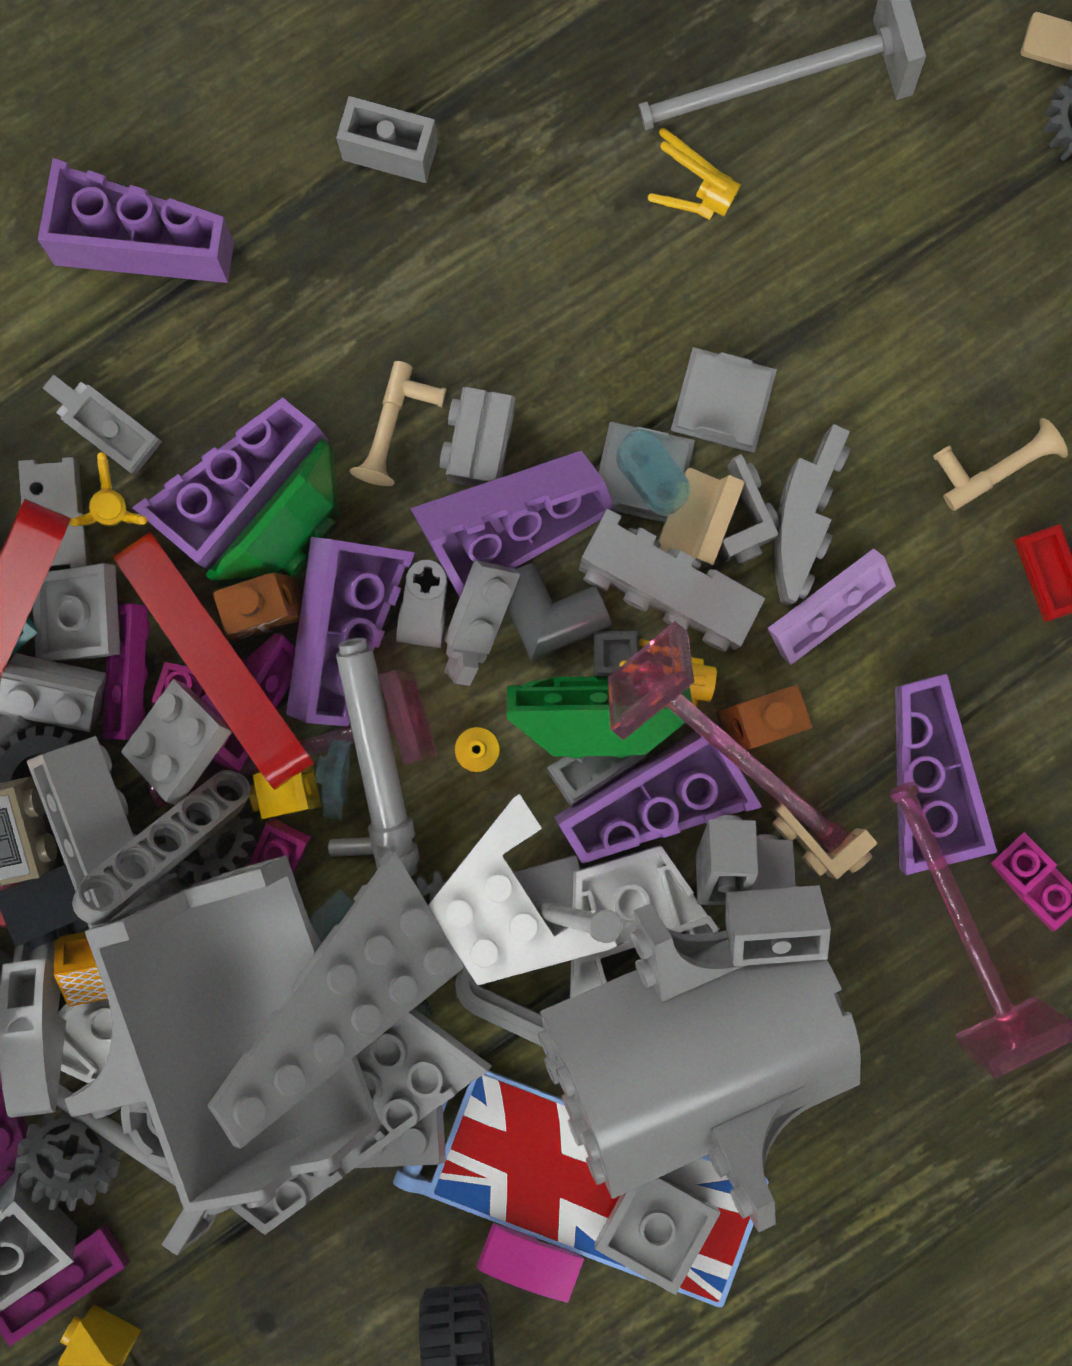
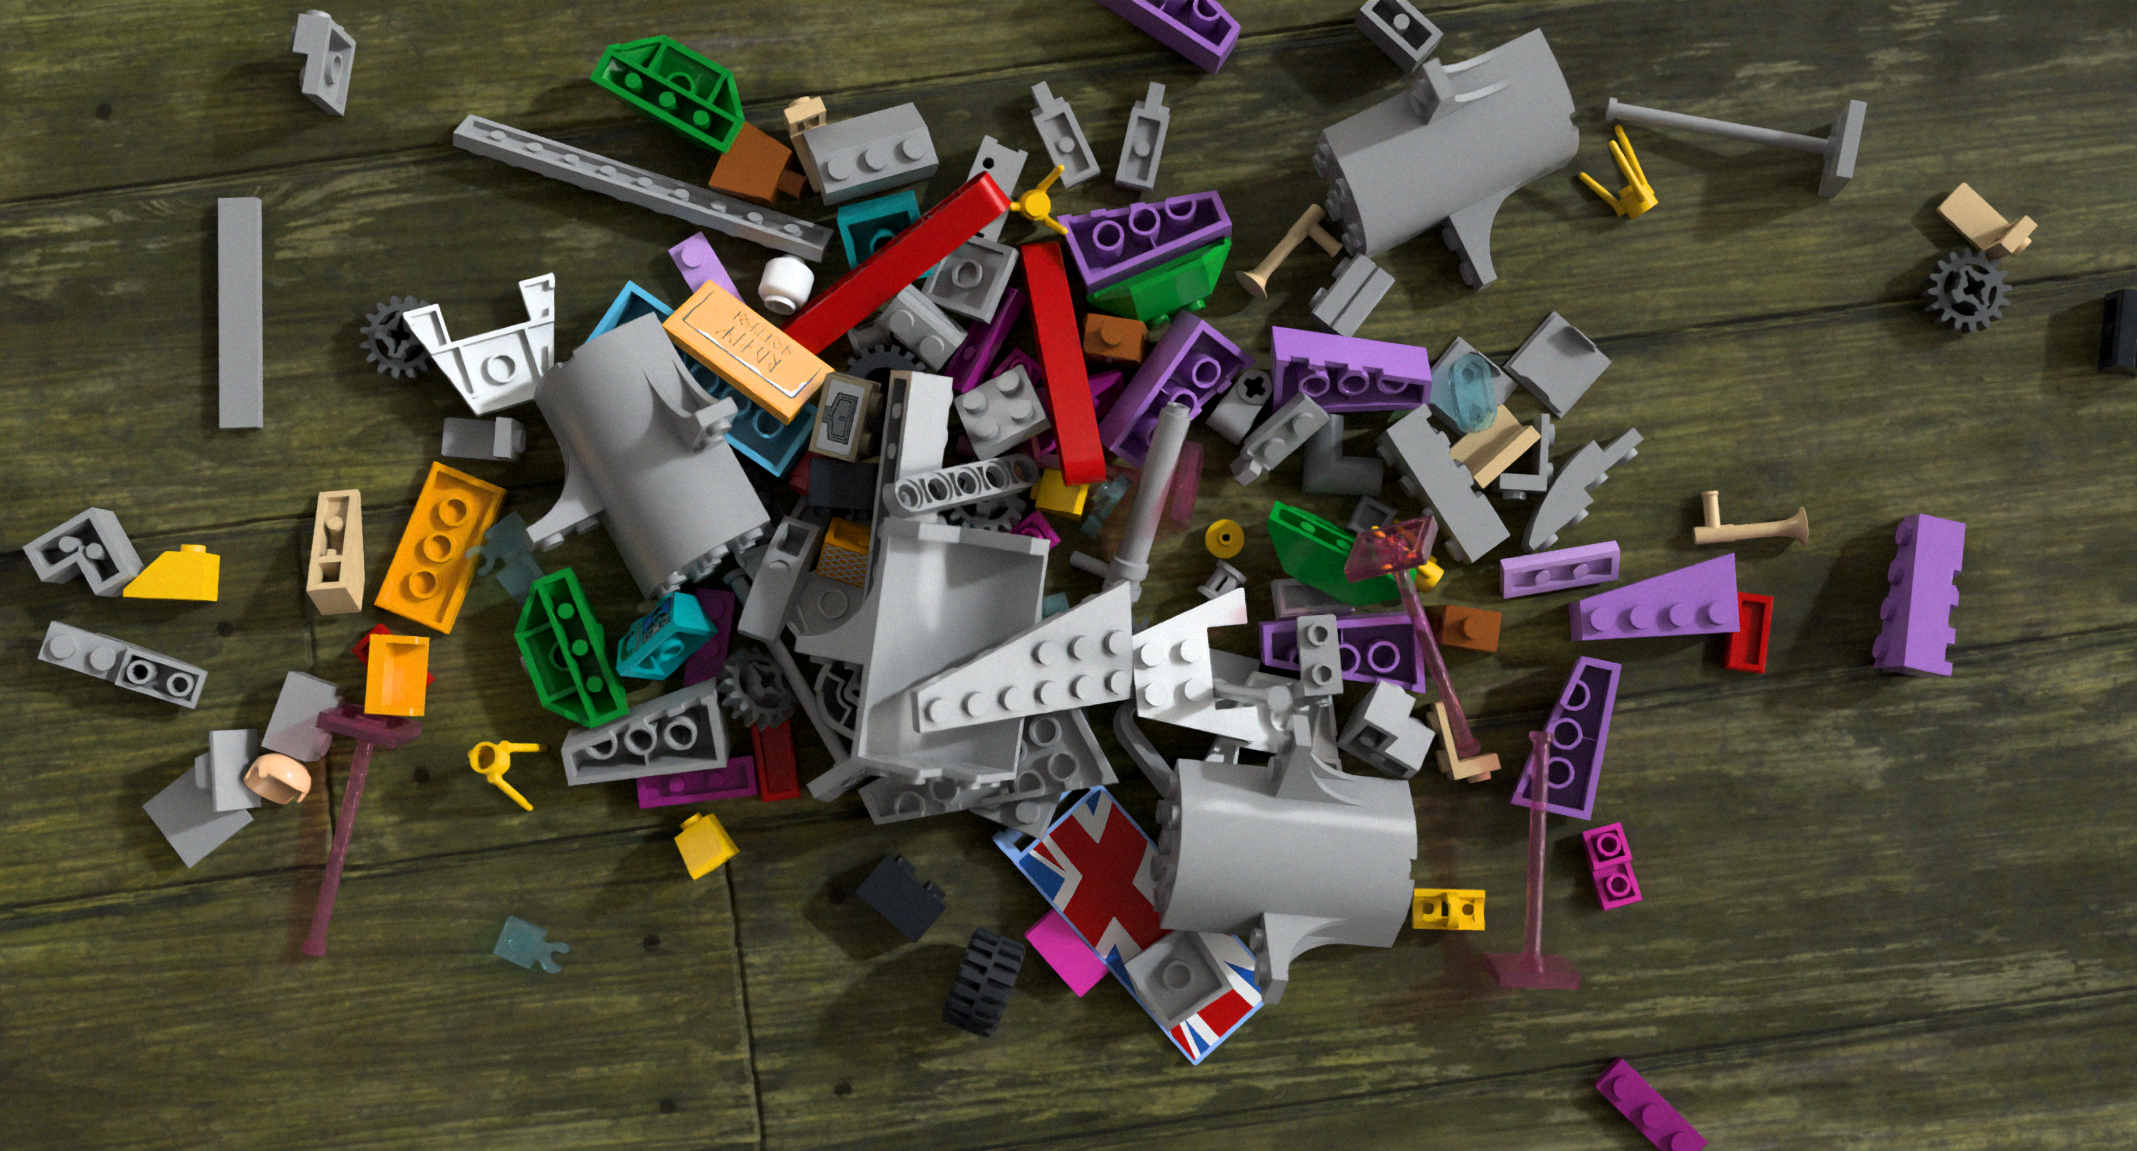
camera: 30 degrees right, 0 degrees up
(132, 1218) = (776, 762): none -> red tile
(188, 385) = (1144, 142): none -> light grey hinge
(331, 1294) = (903, 896): none -> black brick
(491, 785) = (1223, 571): none -> light grey bush
(500, 234) = (1449, 152): none -> light grey cylinder
(633, 829) = (1318, 659): none -> light grey bracket
(777, 925) = (1391, 786): light grey brick -> none
(912, 1004) = (1464, 907): none -> yellow hips
(964, 583) = (1671, 604): none -> medium lavender wedge

